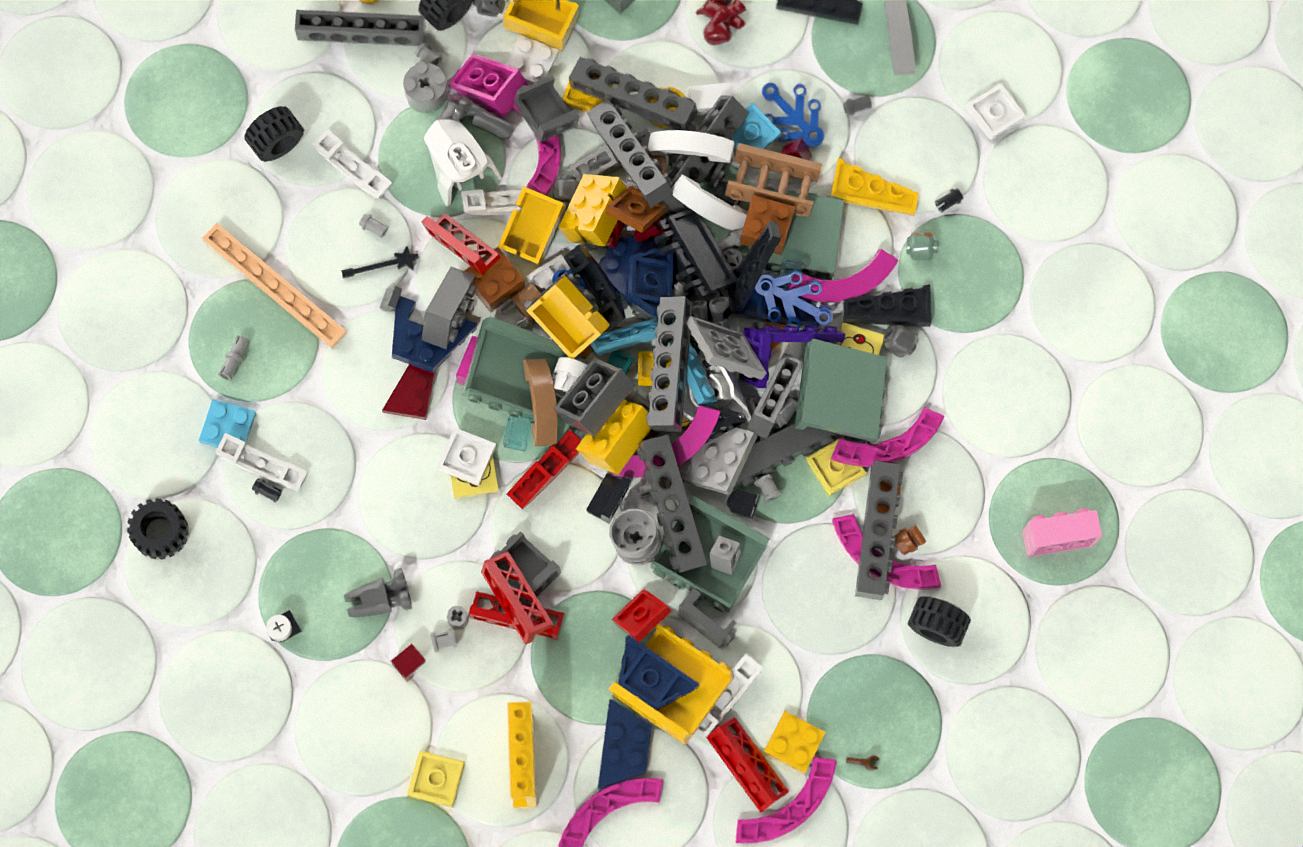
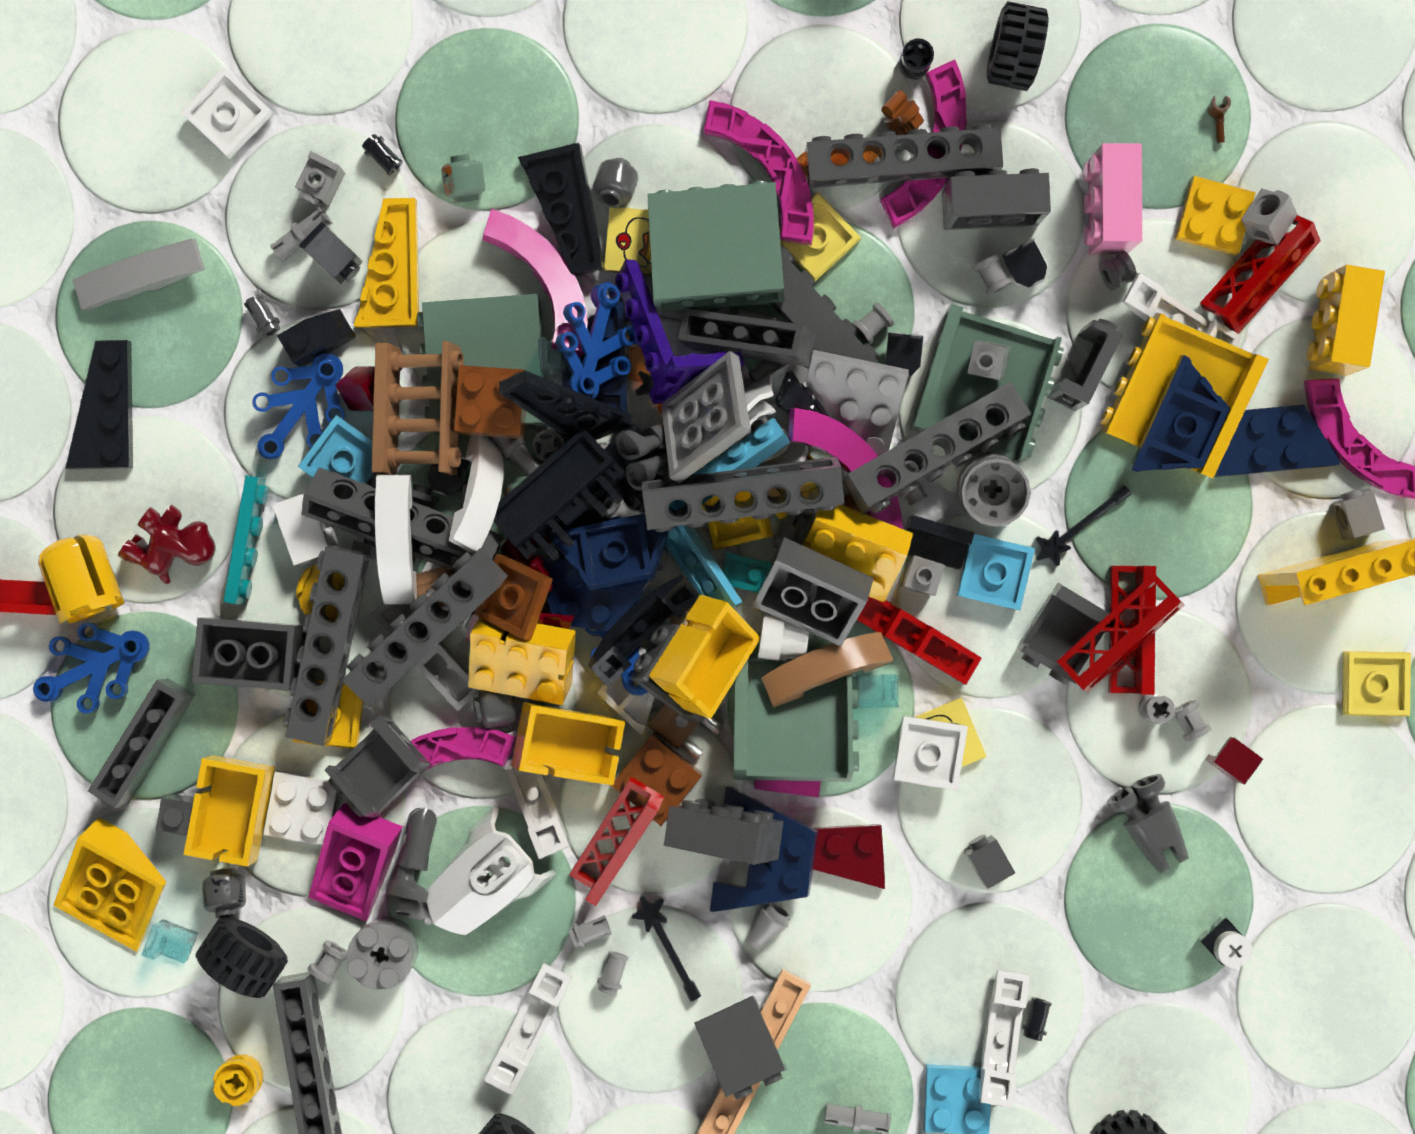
camera: 100 degrees left, 15 degrees up
(303, 290) = (740, 1048): none -> dark grey panel
(378, 329) = (768, 924): none -> light grey cone
(383, 481) = (989, 860): none -> dark grey brick
(390, 298) = (719, 919): tile -> none
(404, 217) = (589, 931): none -> light grey pin
(559, 790) = (1357, 514): none -> light grey brick
(578, 531) = (995, 572): none -> medium azure plate
(587, 480) = (922, 575): none -> light grey brick
(587, 577) = (1055, 545): none -> black piece
(640, 45) = (246, 653): none -> dark grey brick
(641, 615) = (1098, 457): red plate -> none
(699, 807) = (1346, 320): none -> yellow piece
(705, 60) = (243, 552): none -> teal plate
(769, 661) = (1117, 270): none -> dark grey wheel
(784, 576) = (992, 274): none -> light grey bush
(785, 775) = (1269, 216): none -> light grey brick
(787, 600) = (1026, 265): none -> black piece
(793, 814) = (1307, 195): dark pink tile -> none
(819, 665) = (1114, 198): none -> bright pink brick
(835, 133) = (316, 336): none -> black slope
(835, 584) = (996, 199): none -> dark grey brick
(888, 152) = (331, 253): none -> black slope
(906, 139) = (290, 241): none -> light grey pin
(941, 163) = (324, 191): none -> light grey brick
(948, 555) = (917, 51): none -> black wheel

